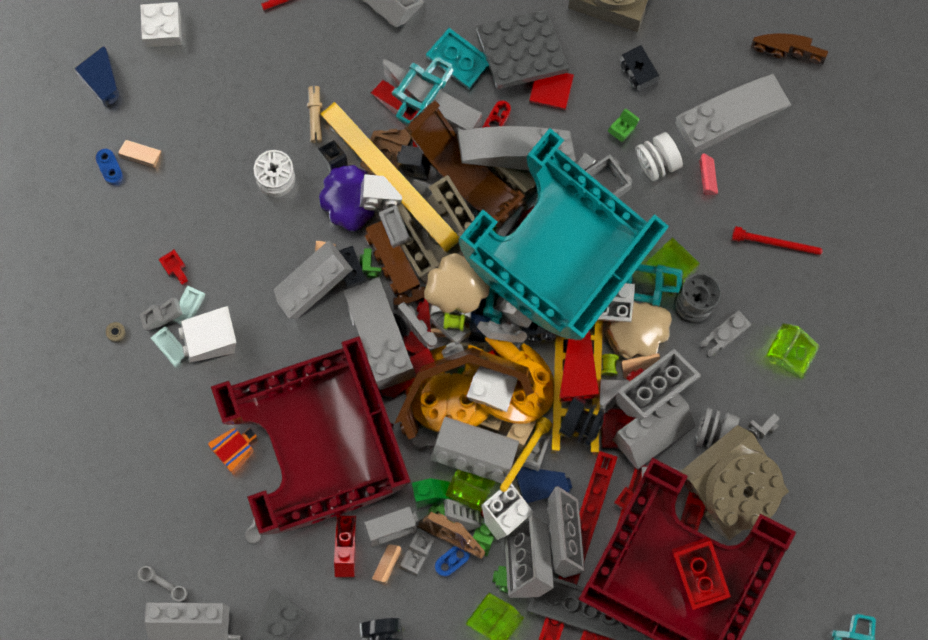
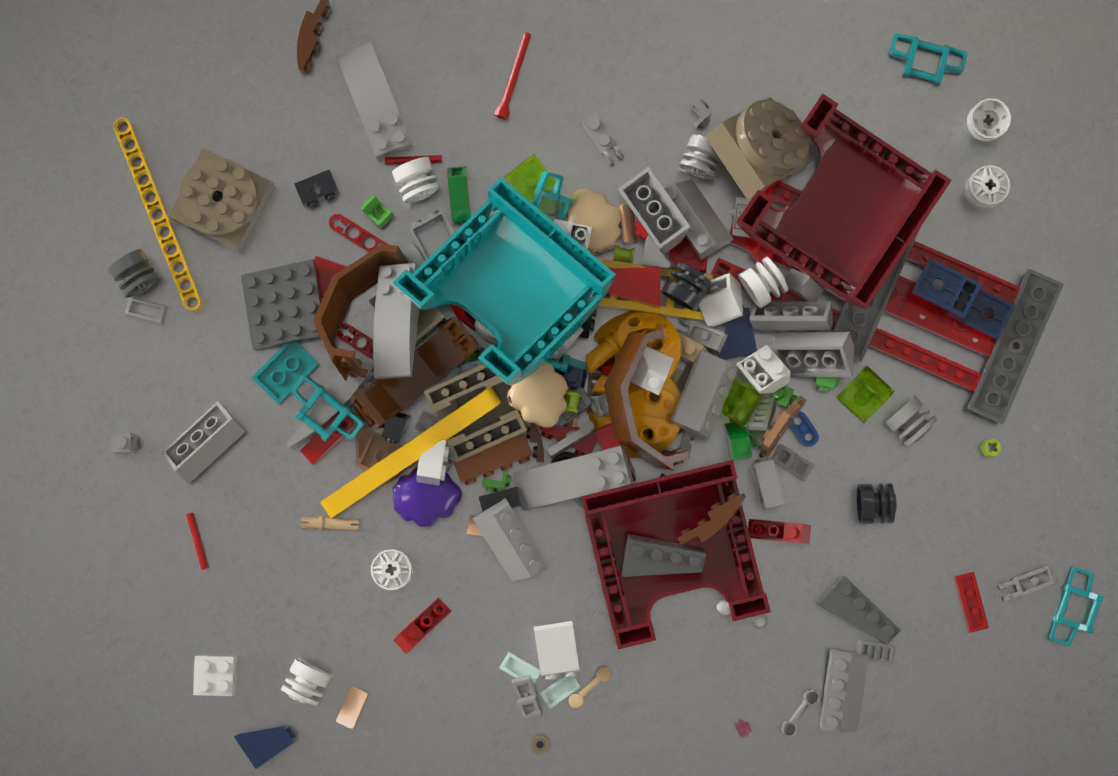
camera: 85 degrees left, 10 degrees up
(109, 165) = (362, 740): blue plate -> none
(143, 528) = (743, 728): none -> clear pink plate
(159, 105) = (306, 682): none -> white wheel
(173, 264) = (476, 681): red plate -> none
(188, 385) = (577, 699): none -> tan bar
(223, 208) = (422, 625): none -> red slope
(233, 448) = (672, 633): torso -> none
(308, 425) = (658, 557): none -> dark grey wedge
(333, 155) = (376, 509): black slope -> none
(349, 475) = (720, 516): none -> reddish brown slope
(387, 564) = (800, 492): light nougat slope -> none
(394, 226) = (470, 450): light grey tile -> none
(502, 332) = (586, 355): light grey hinge -> none
(529, 95) = (338, 297): none -> reddish brown panel
(542, 426) = (683, 327): yellow piece -> none
(573, 460) = (721, 301): none -> white slope
(595, 499) = (762, 283): none -> white wheel
(596, 115) = (360, 239): none -> red beam
(597, 543) = (803, 286): none -> light grey slope
(652, 198) = (459, 194): none -> green slope
(682, 171) = (402, 160): none -> red bar
(701, 573) = (845, 190): red slope -> none
(702, 289) = (567, 150): dark grey wheel -> none
(708, 175) = (437, 134): coral slope -> none
(792, 350) = (626, 75): clear neon green slope -> none

